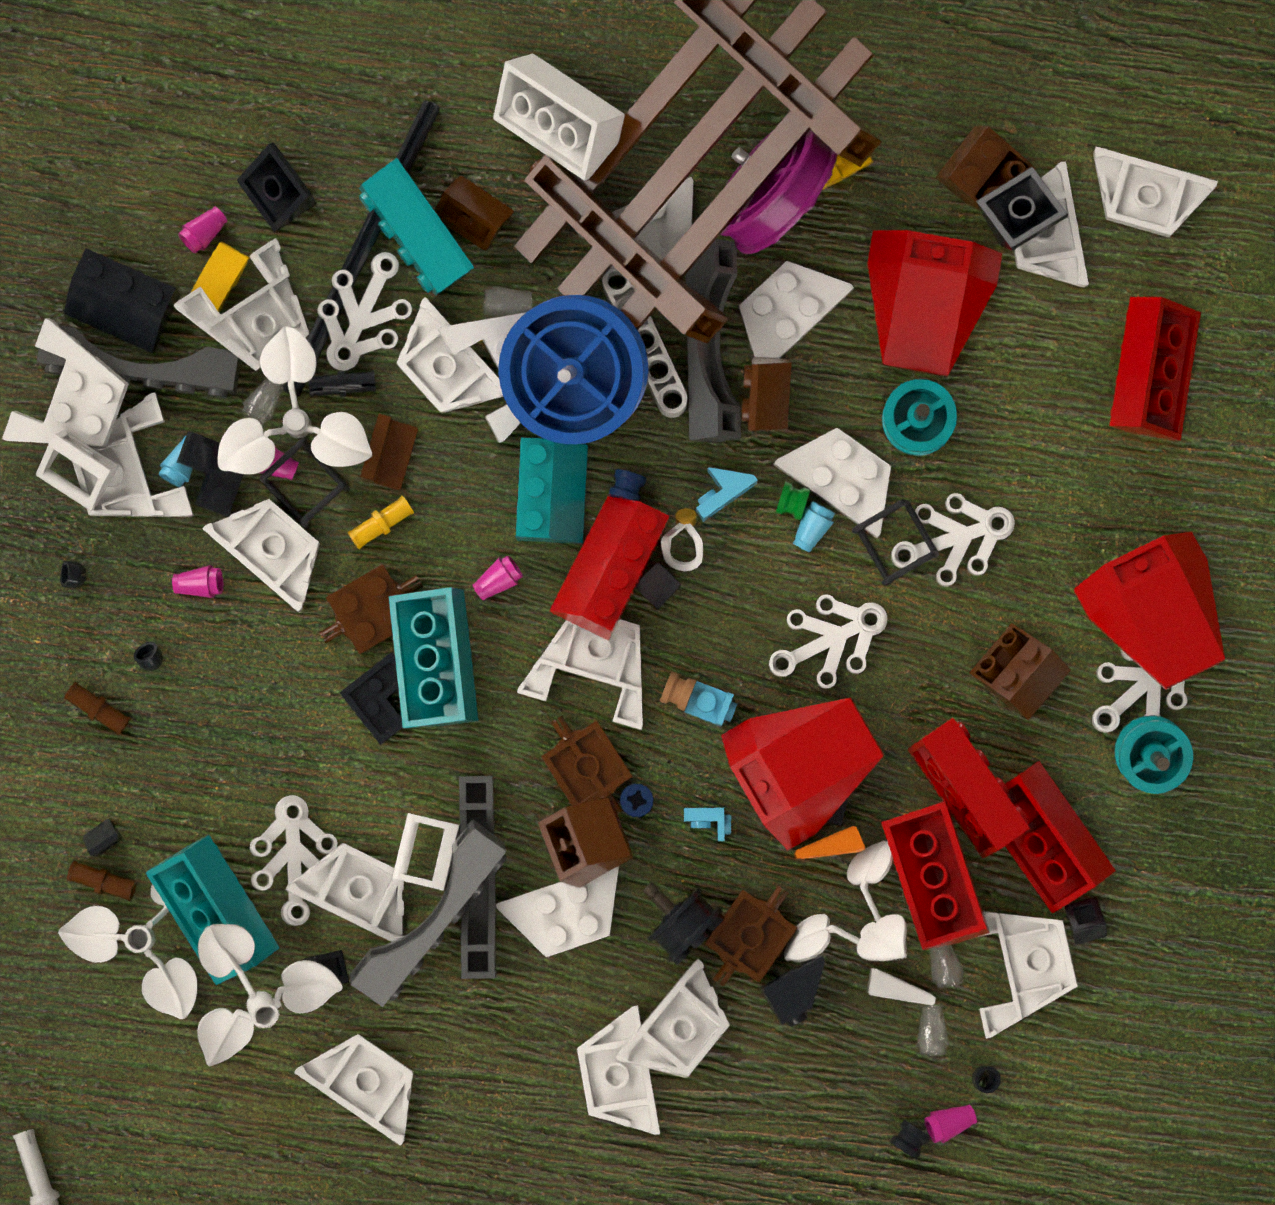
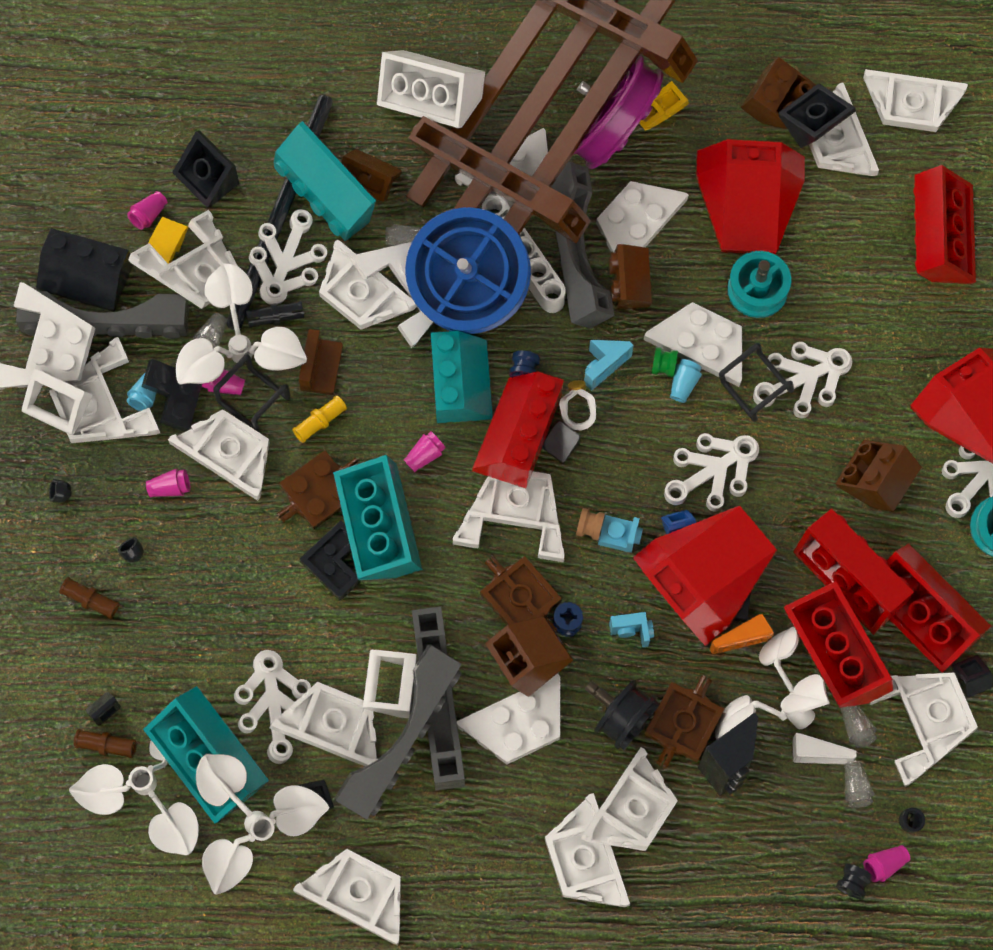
camera: 10 degrees left, 15 degrees down
(779, 698) = (677, 521): none -> blue slope

